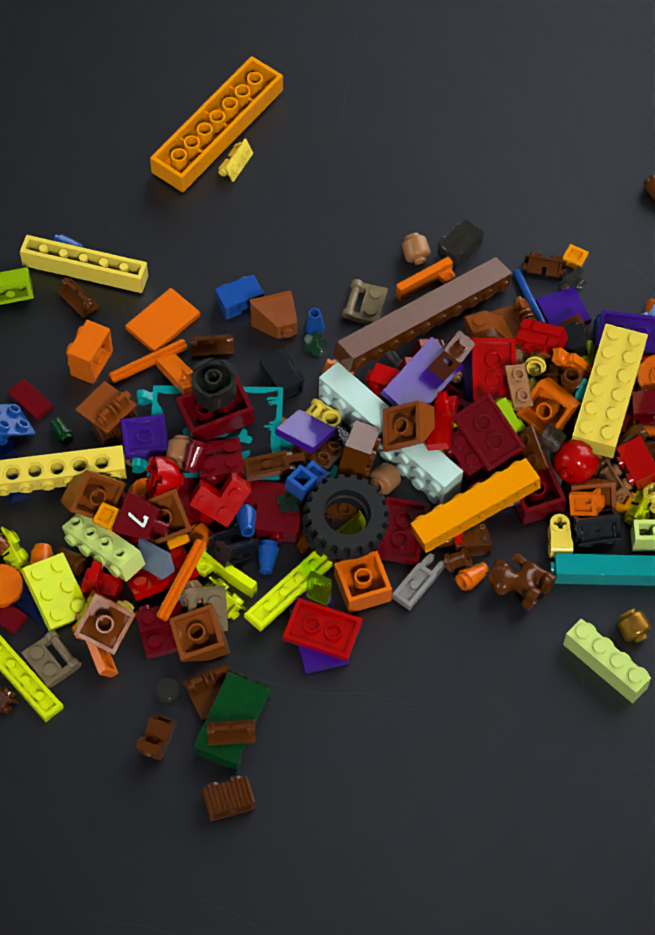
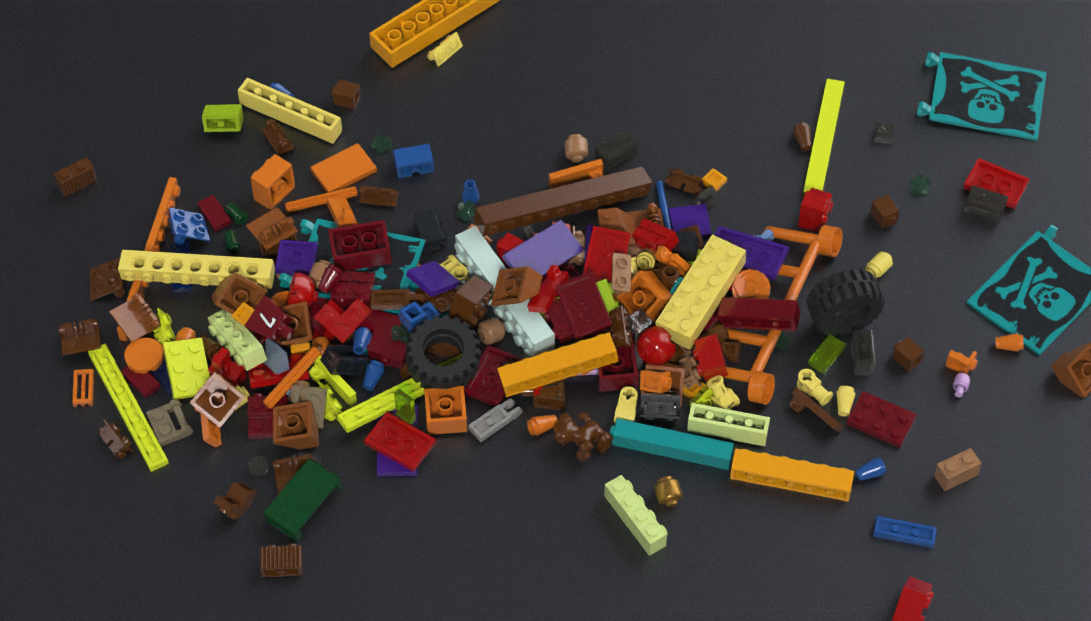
camera: 15 degrees right, 5 degrees down
(62, 398) = (240, 216): none -> dark green pin
(141, 232) = (346, 94): none -> reddish brown brick
(197, 283) = (381, 144): none -> clear green plant
(213, 383) = (360, 222): pearl dark grey brick -> none
(231, 732) = (296, 506): reddish brown hinge -> none
(274, 315) = (437, 179): dark orange slope -> none
(371, 306) = (527, 185): dark tan plate -> none
(456, 350) = (576, 233): reddish brown torso -> none
(458, 559) = (533, 408): reddish brown bush -> none

